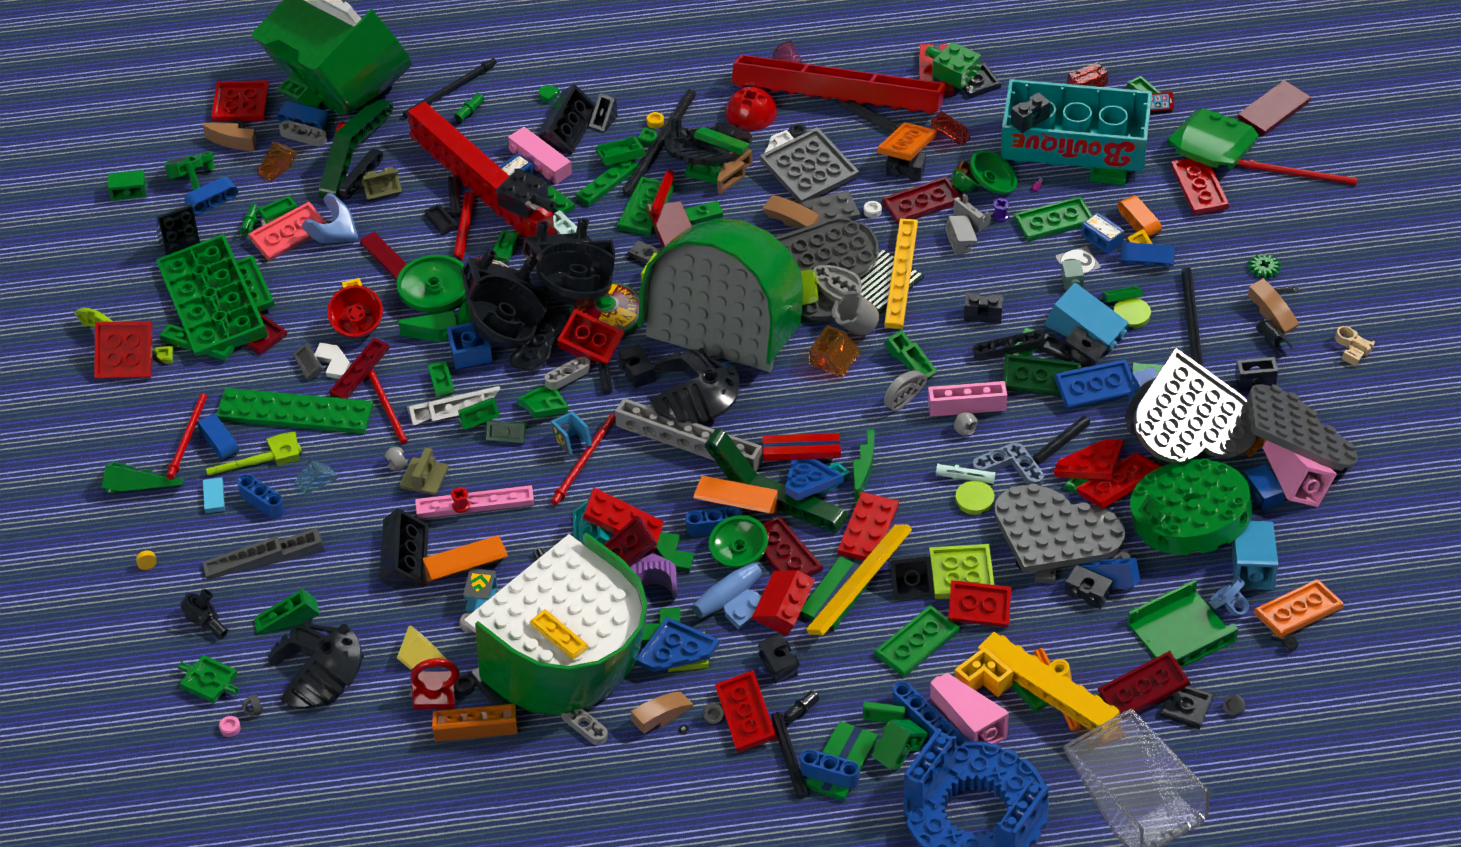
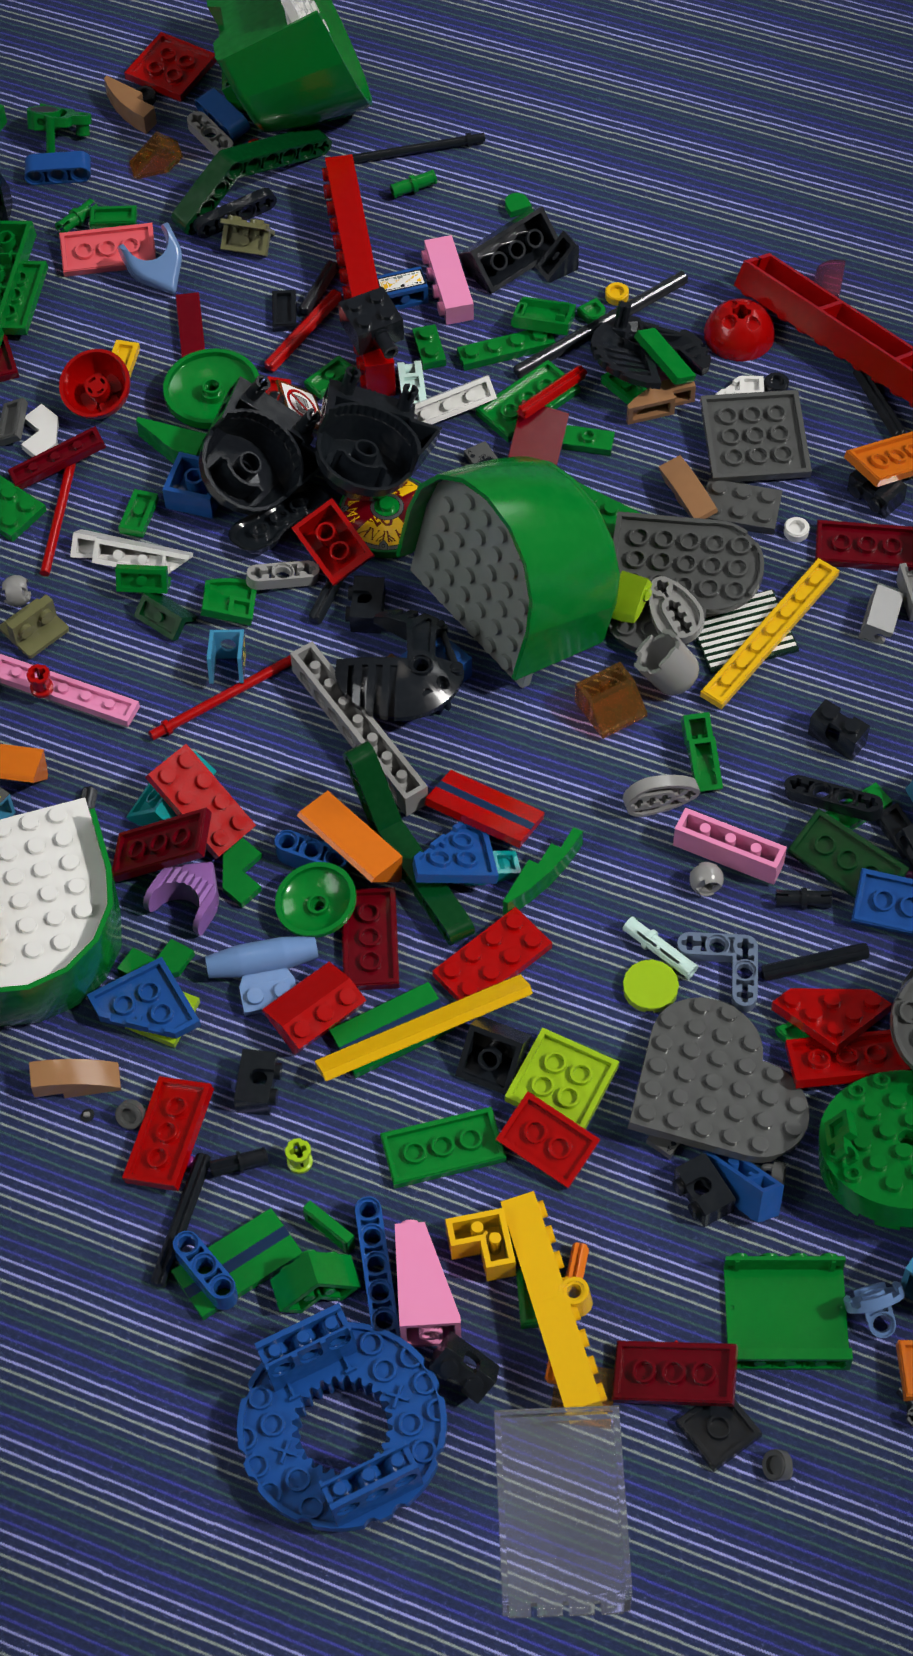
camera: 30 degrees right, 10 degrees up
(606, 220) = (455, 400): none -> white plate
(835, 685) = (293, 1161): none -> lime bush
(1014, 739) = (449, 1363): none -> black brick
(1029, 409) = (803, 898): none -> black pin

